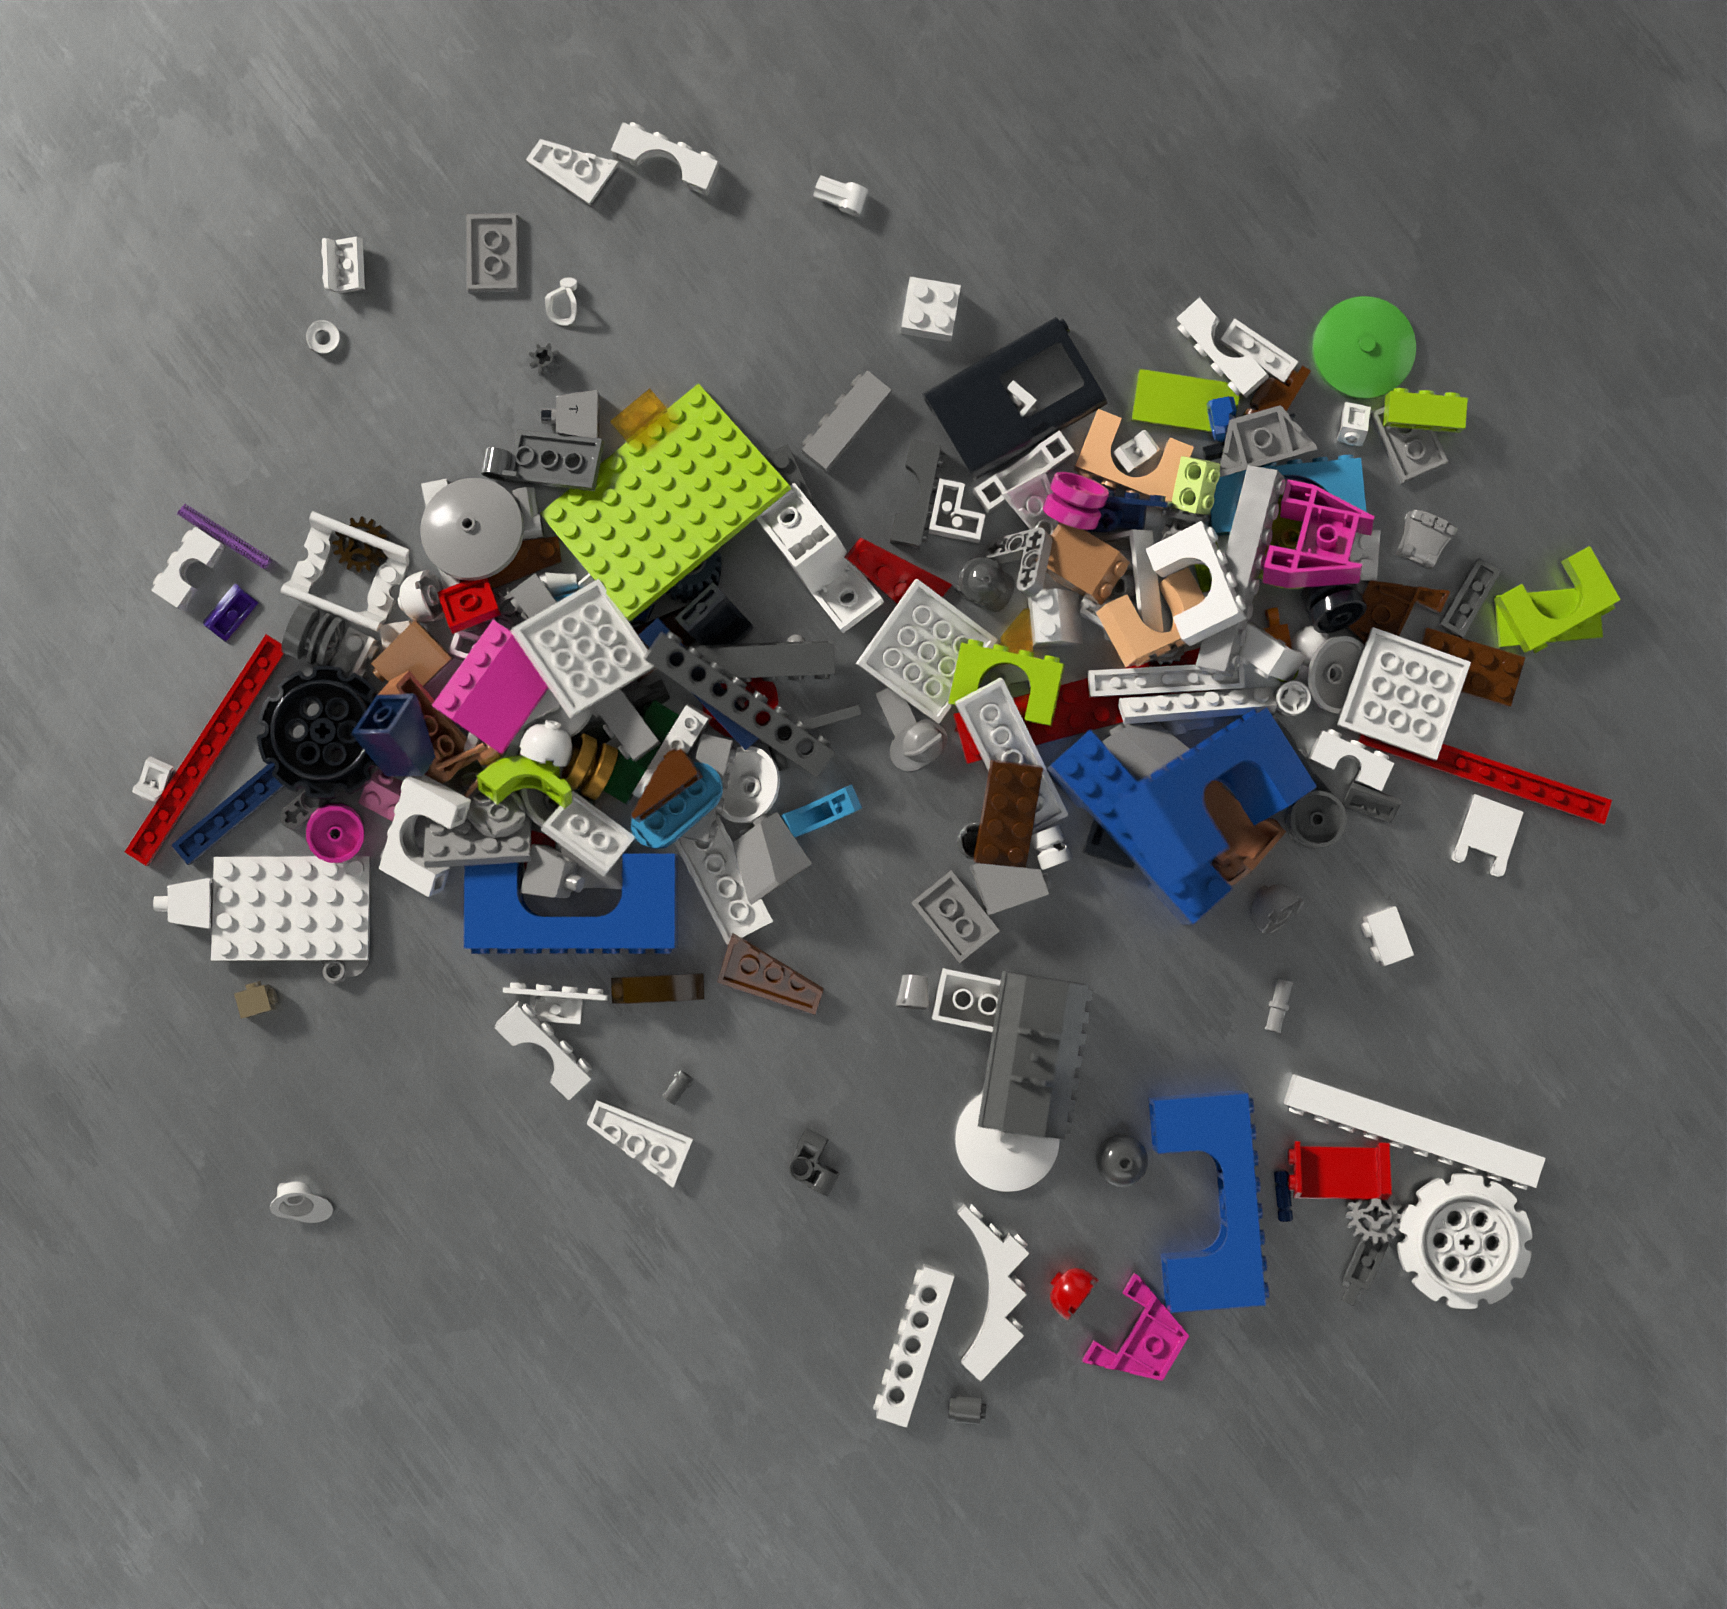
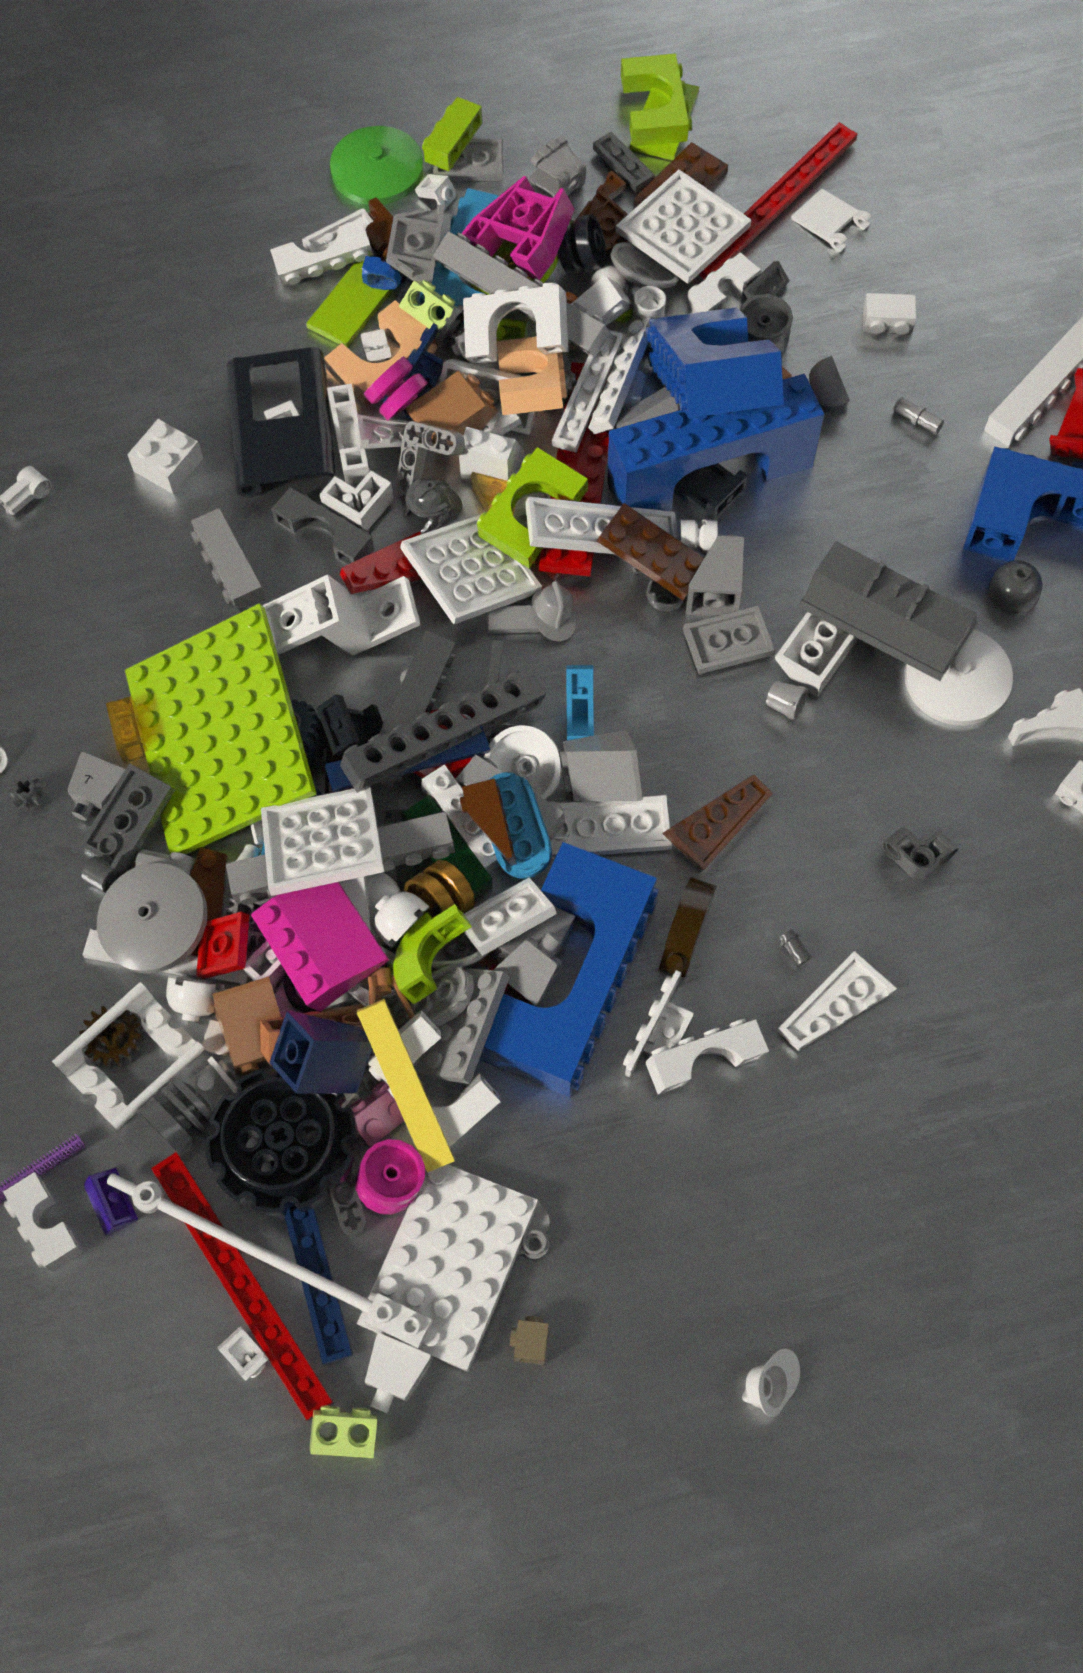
camera: 60 degrees left, 20 degrees down
(117, 887) = (342, 1442): none -> yellowish green brick
(224, 876) = (381, 1313): none -> white bar
(403, 815) = (405, 1085): none -> light yellow tile

